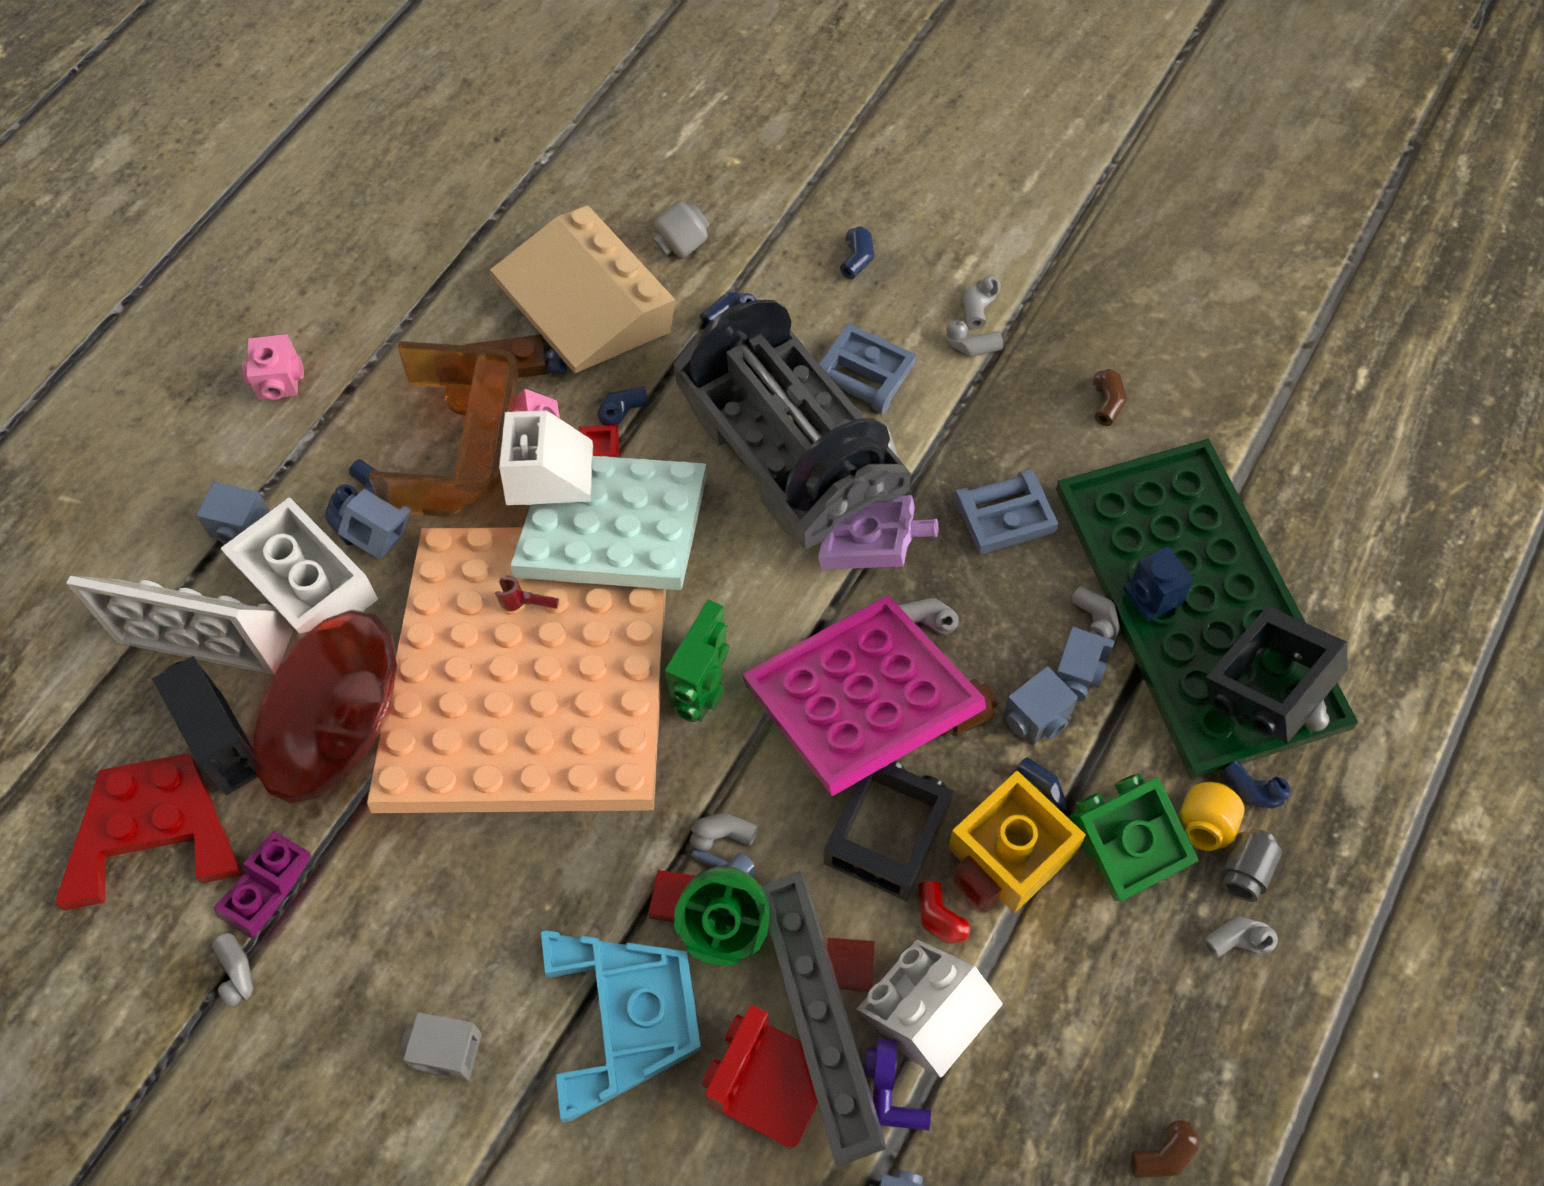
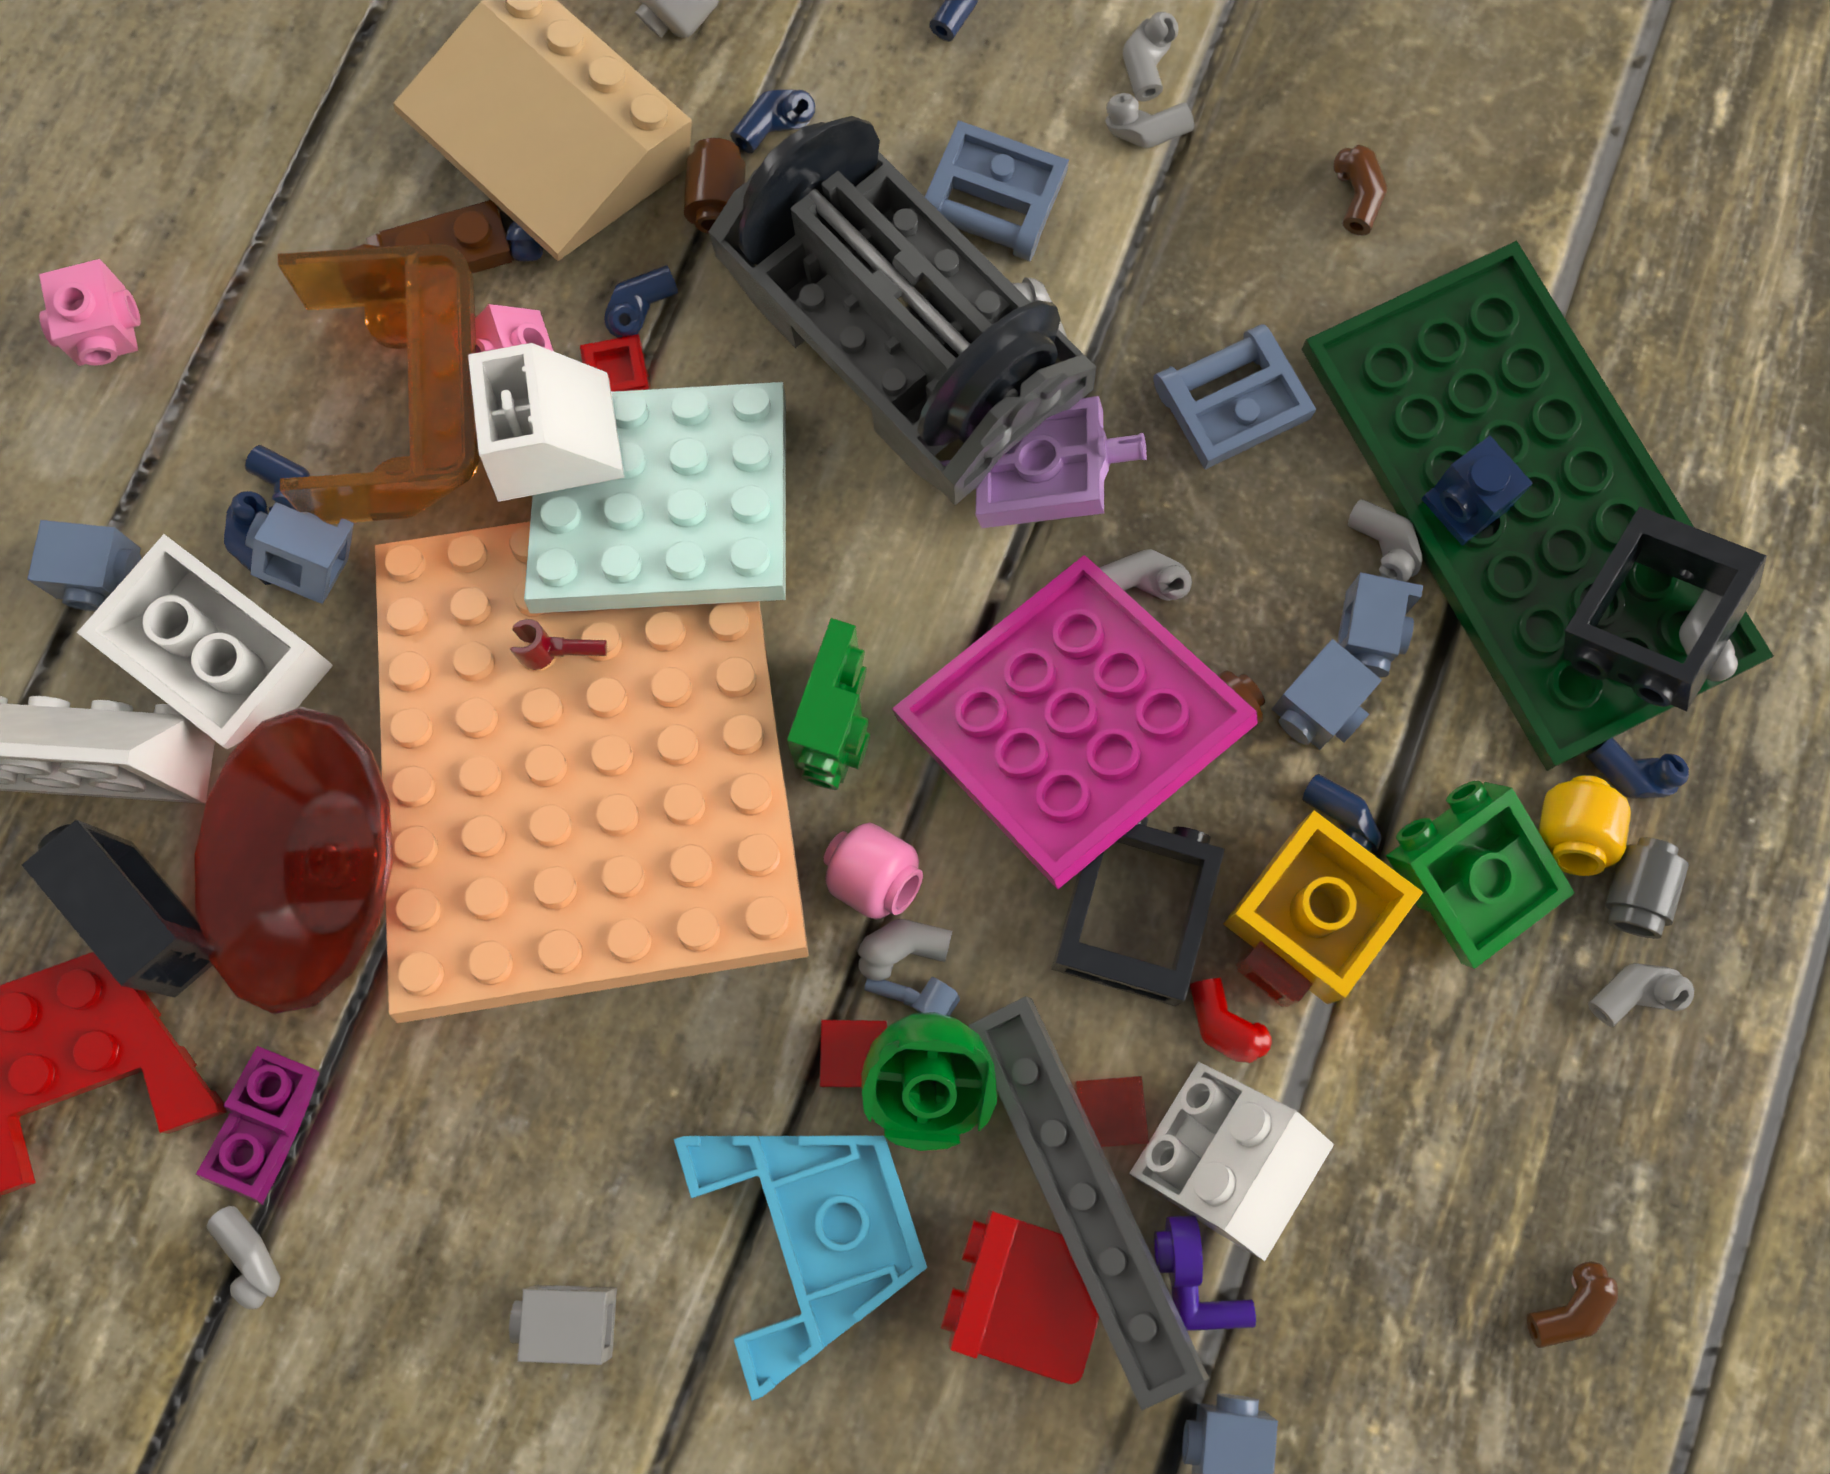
camera: 10 degrees left, 15 degrees up
(679, 336) = (710, 180): none -> reddish brown brick
(710, 776) = (872, 871): none -> bright pink head

